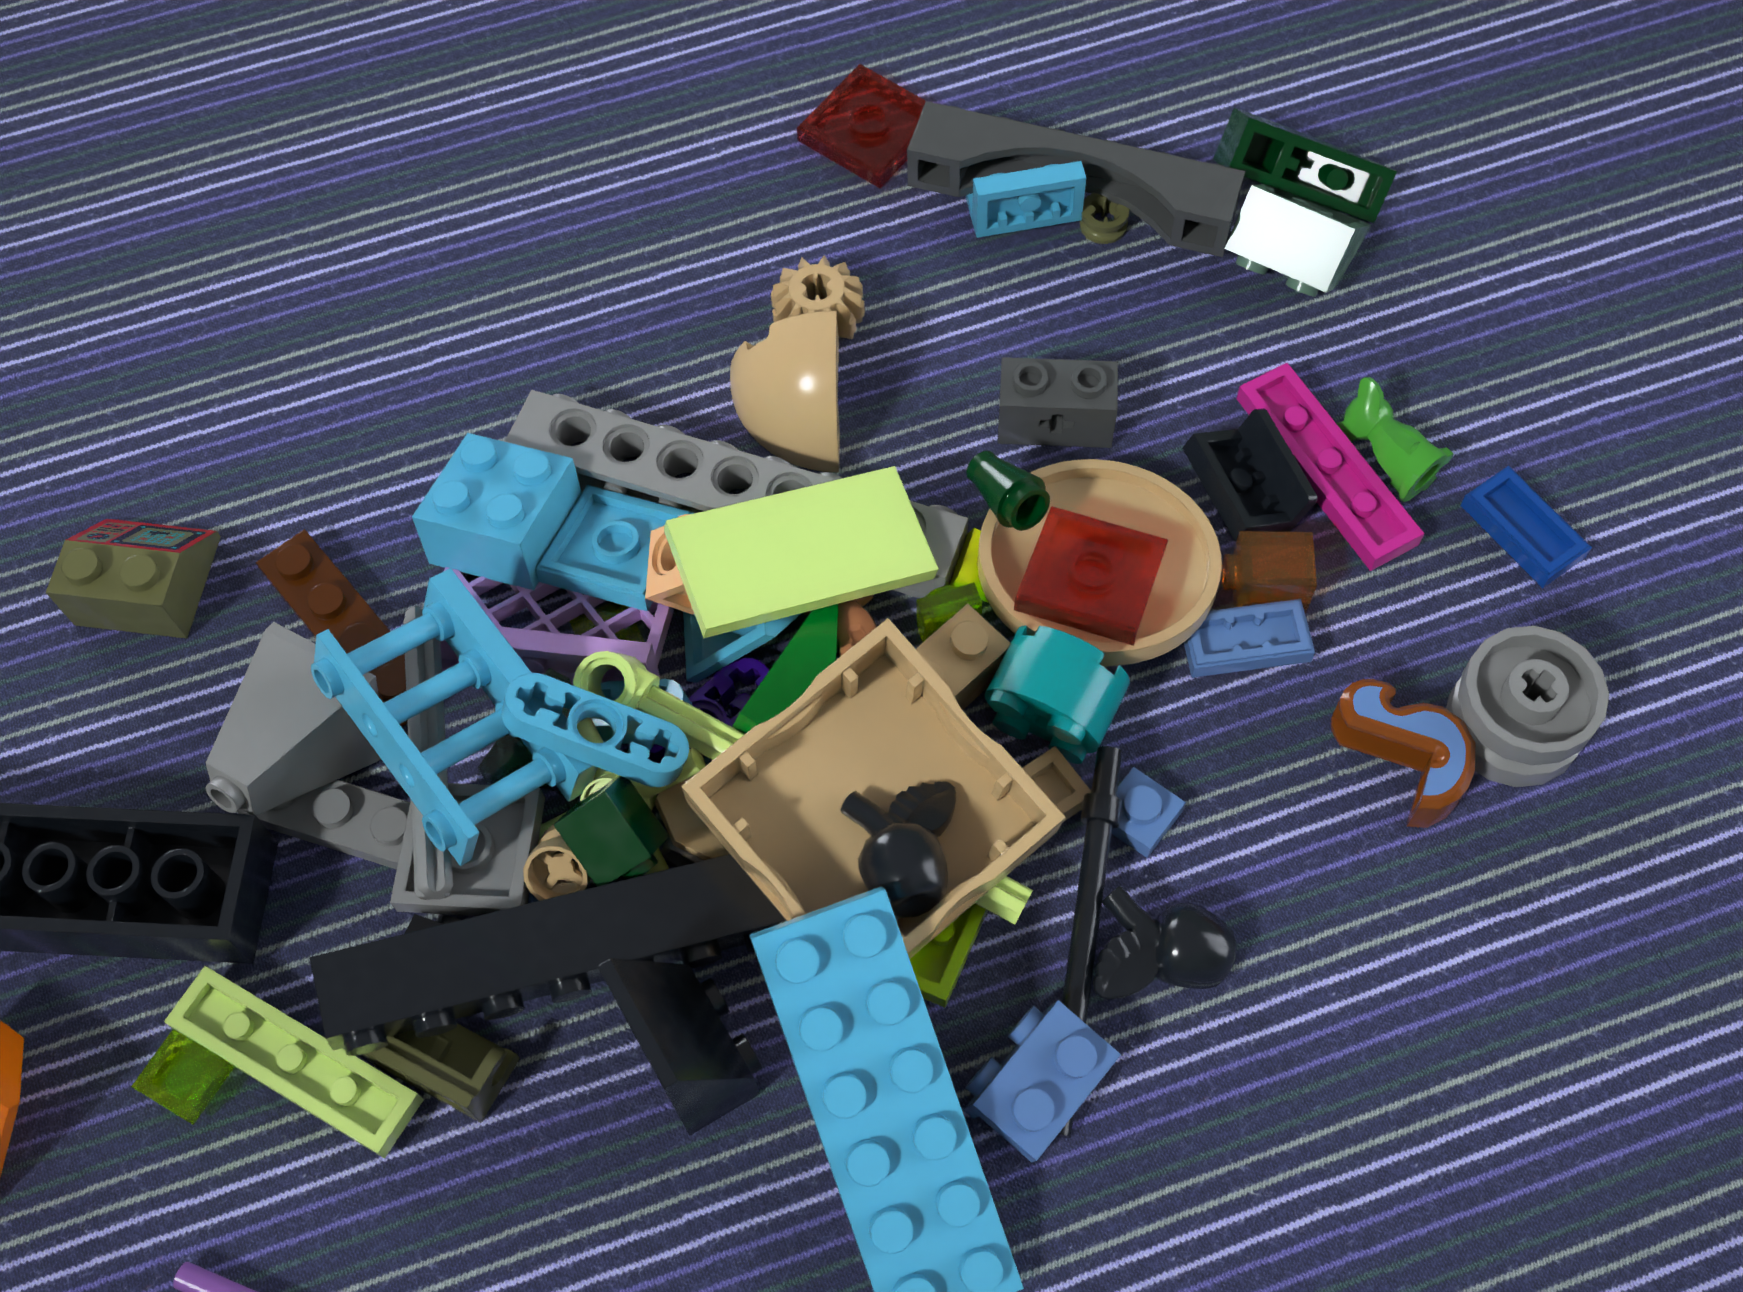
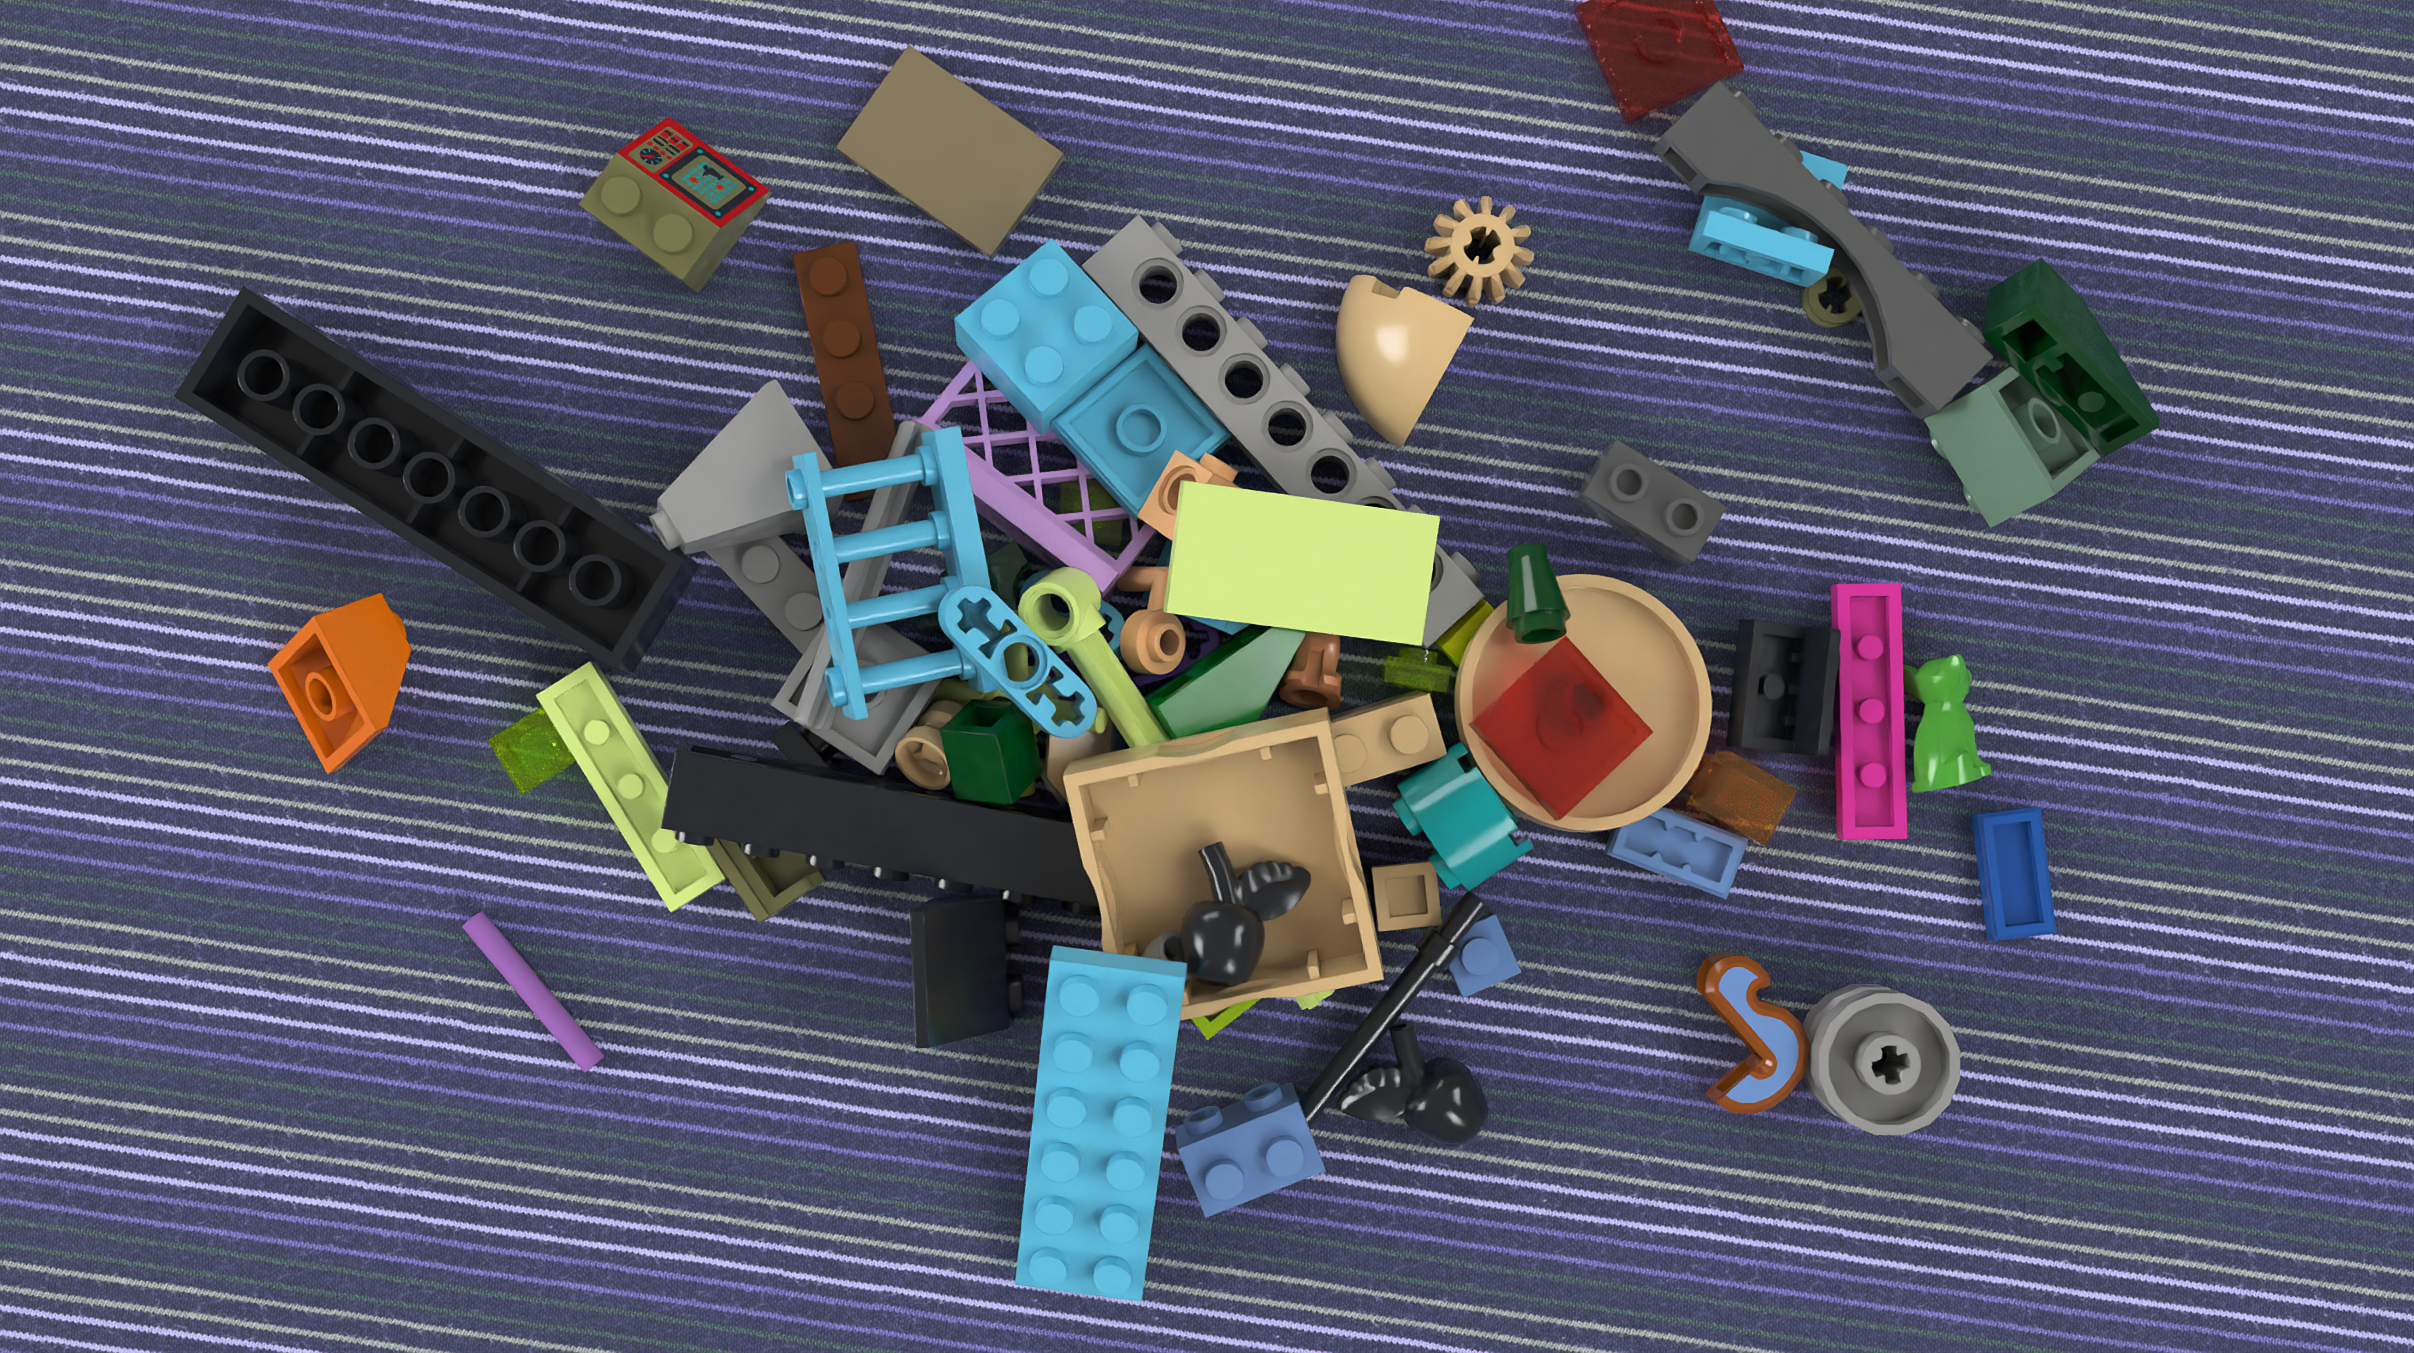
camera: 25 degrees right, 25 degrees up
(358, 436) = (950, 152): none -> dark tan tile
(708, 681) = (1150, 638): none -> light nougat plate

